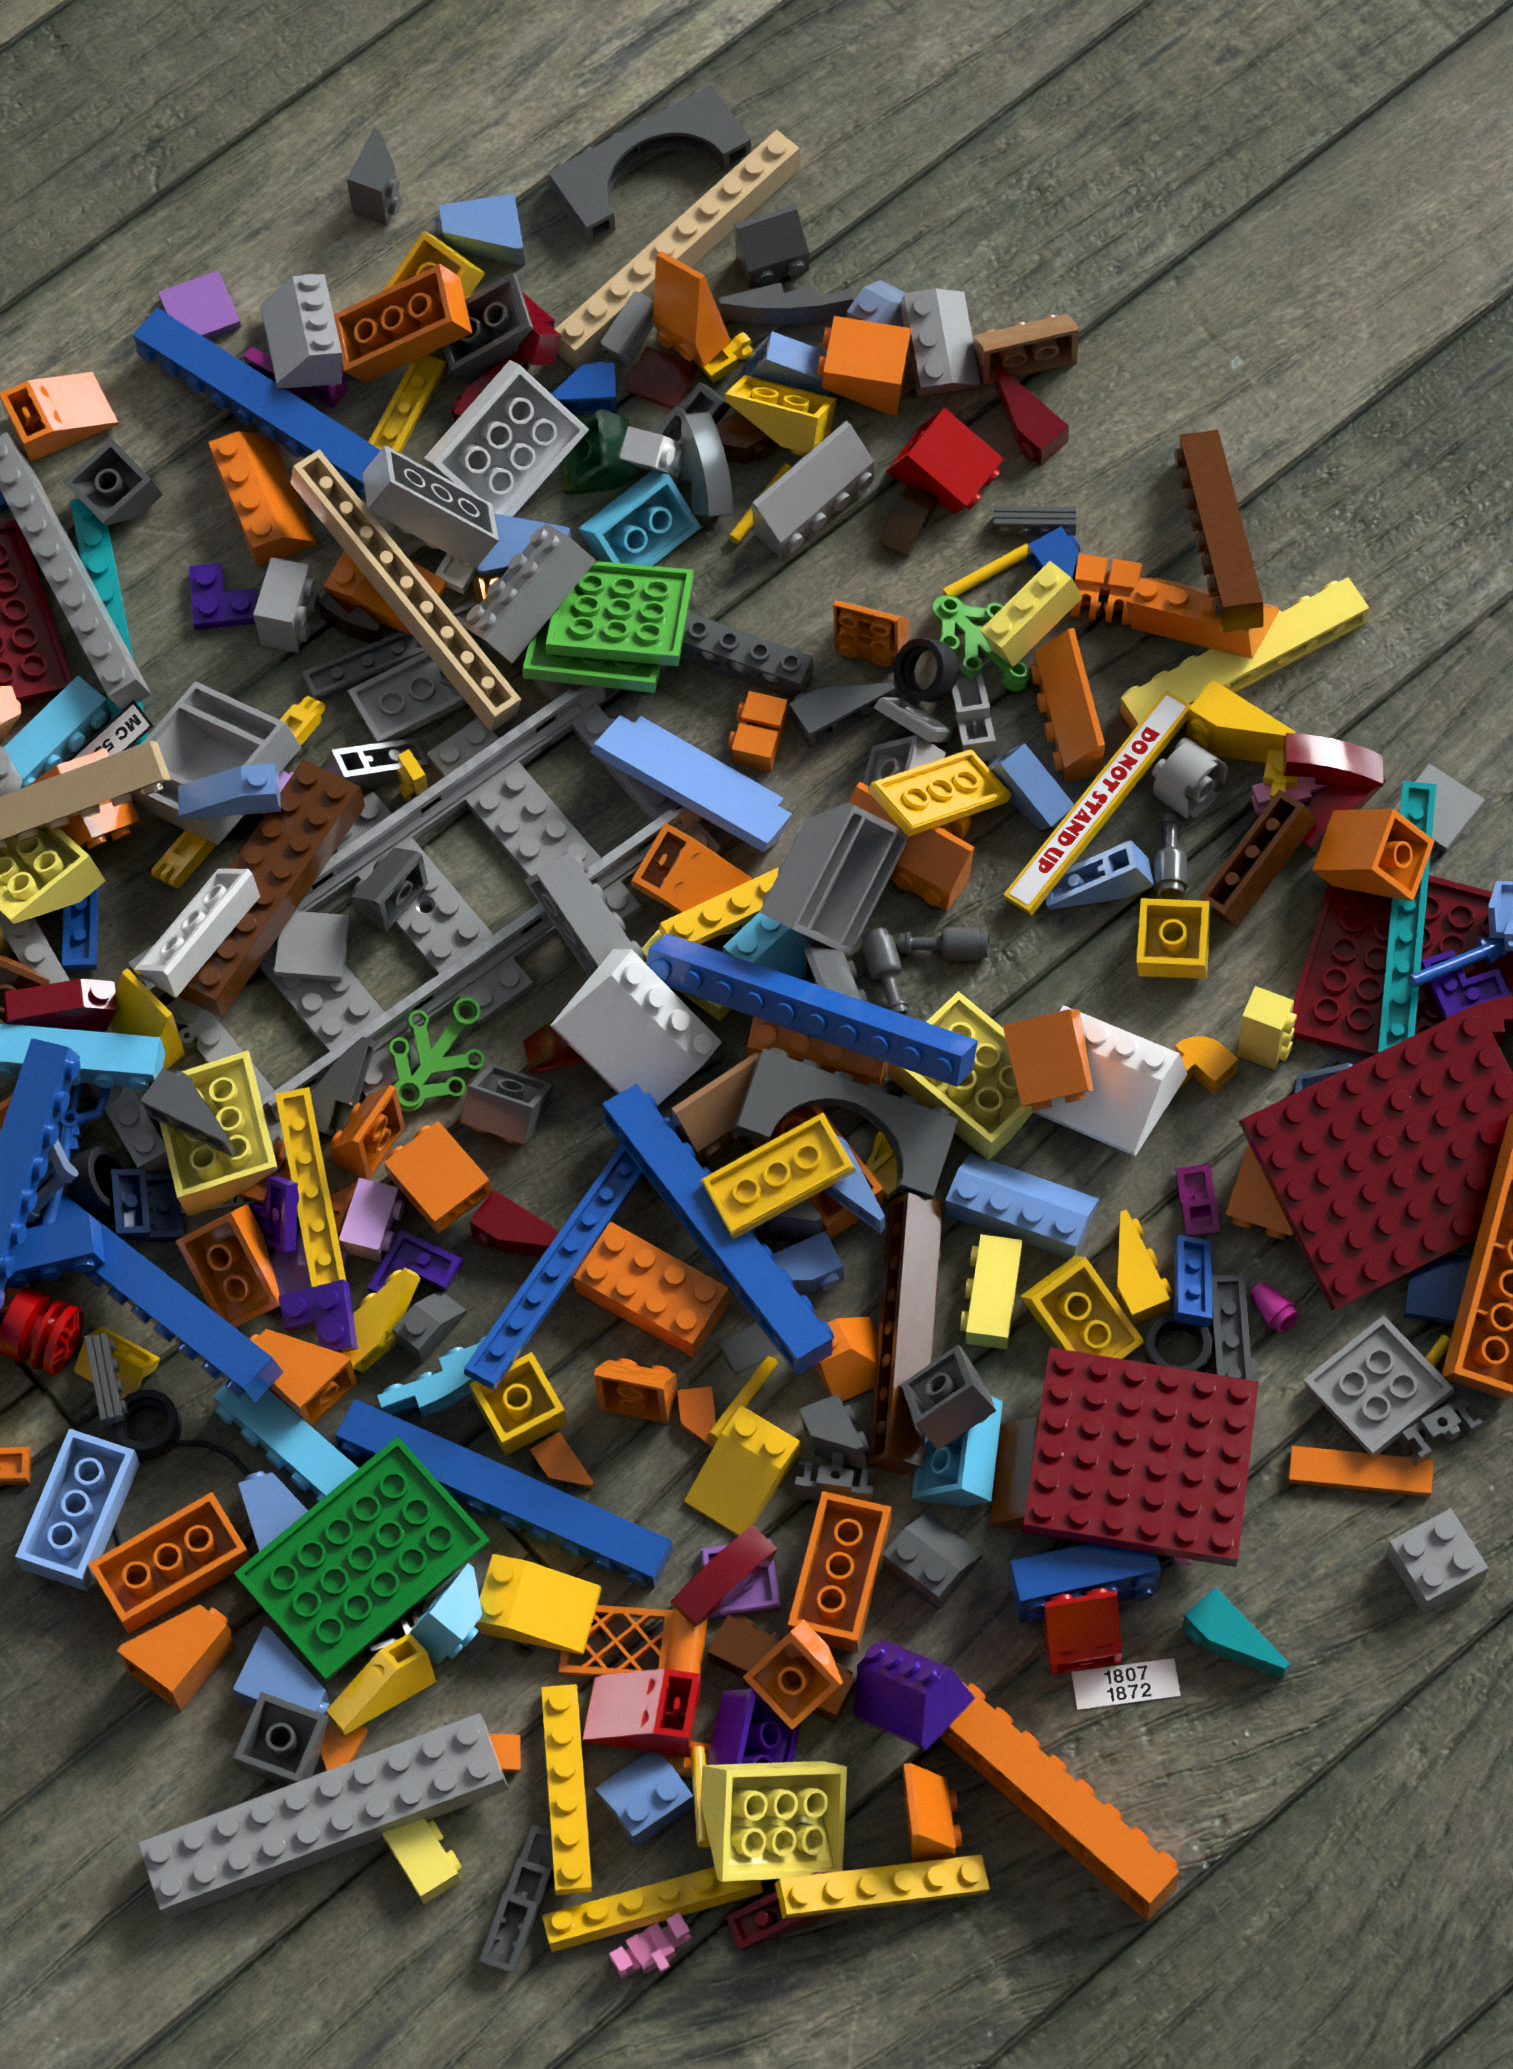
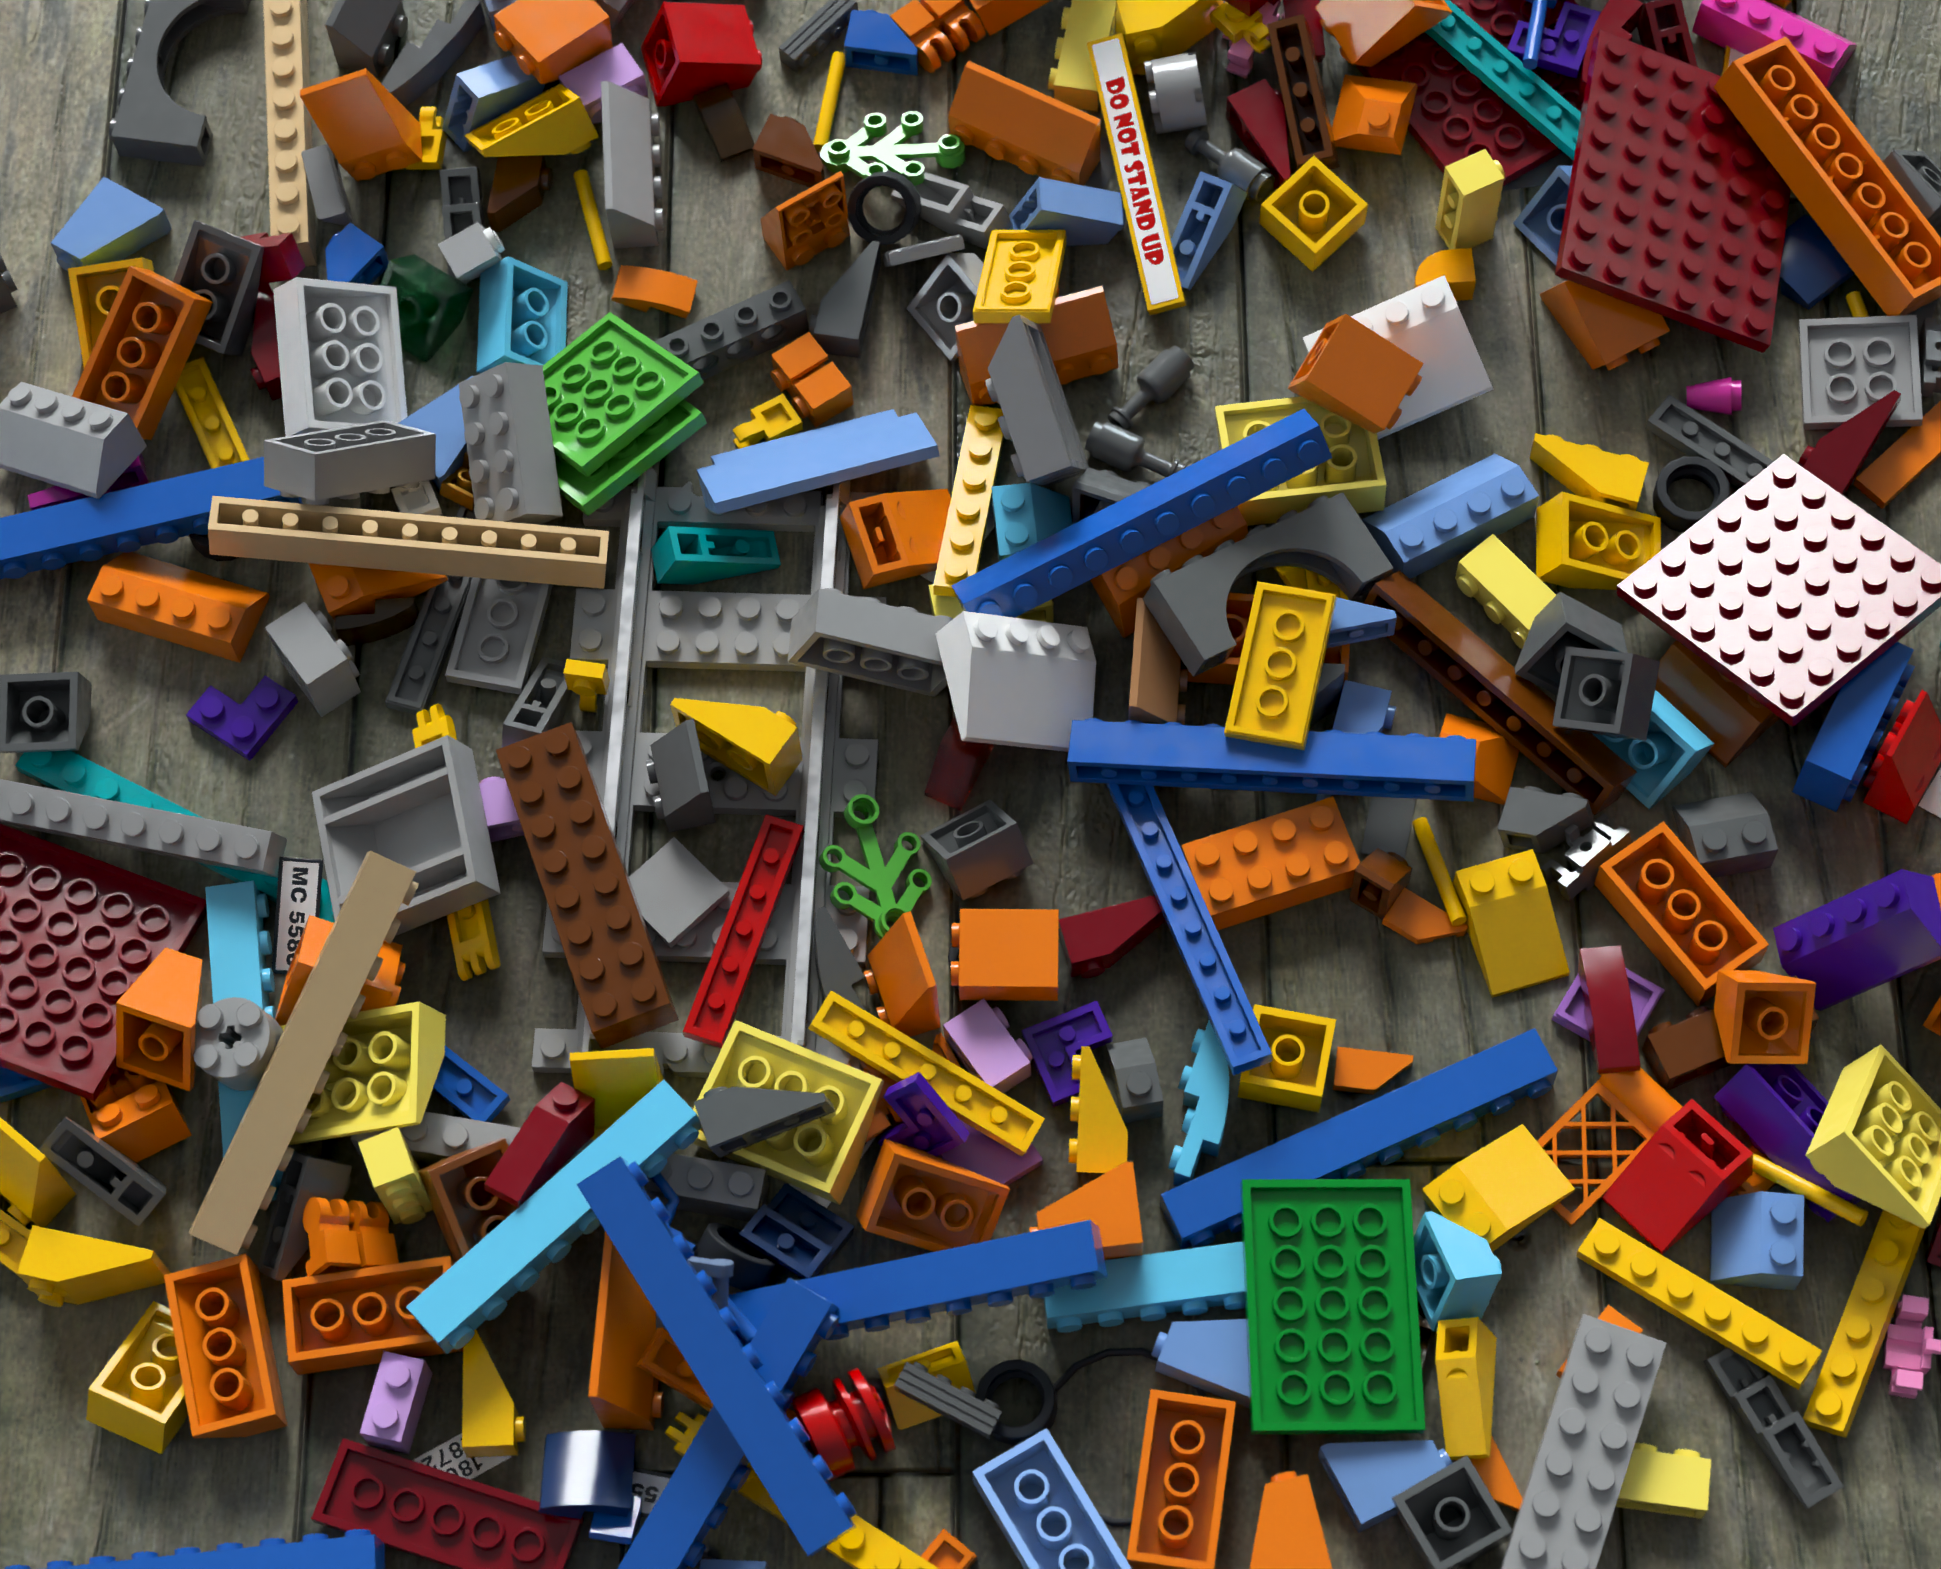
camera: 50 degrees left, 0 degrees up
(199, 930) = (588, 961): white slope -> none
(231, 792) = (478, 830): medium blue slope -> none
(322, 1007) = (743, 931): none -> red plate
(327, 1308) = (1054, 1146): dark purple plate -> none
(451, 913) = (745, 739): none -> yellow slope
(577, 777) = (712, 554): none -> teal slope
(635, 1390) = (1362, 946): orange slope -> none
(661, 377) = (392, 206): clear red piece -> none
(700, 1364) = (1379, 881): none -> reddish brown slope
(705, 466) = (525, 226): dark grey slope -> none
(706, 734) = (769, 421): none -> yellow plate
(740, 583) = (654, 288): none -> orange slope
(873, 423) = (613, 66): none -> lavender brick
(921, 577) = (788, 152): none -> reddish brown slope
(984, 1342) = (1562, 625): none -> dark grey slope
(1031, 613) = (917, 86): light yellow brick -> none
(1192, 1281) = (1645, 435): blue plate -> none
(1197, 1200) = (1567, 385): magenta slope -> none
(1218, 844) = (1260, 123): none -> dark red slope
(1294, 1421) = (1844, 450): none -> dark red slope
(1295, 916) = (1373, 114): none -> orange slope

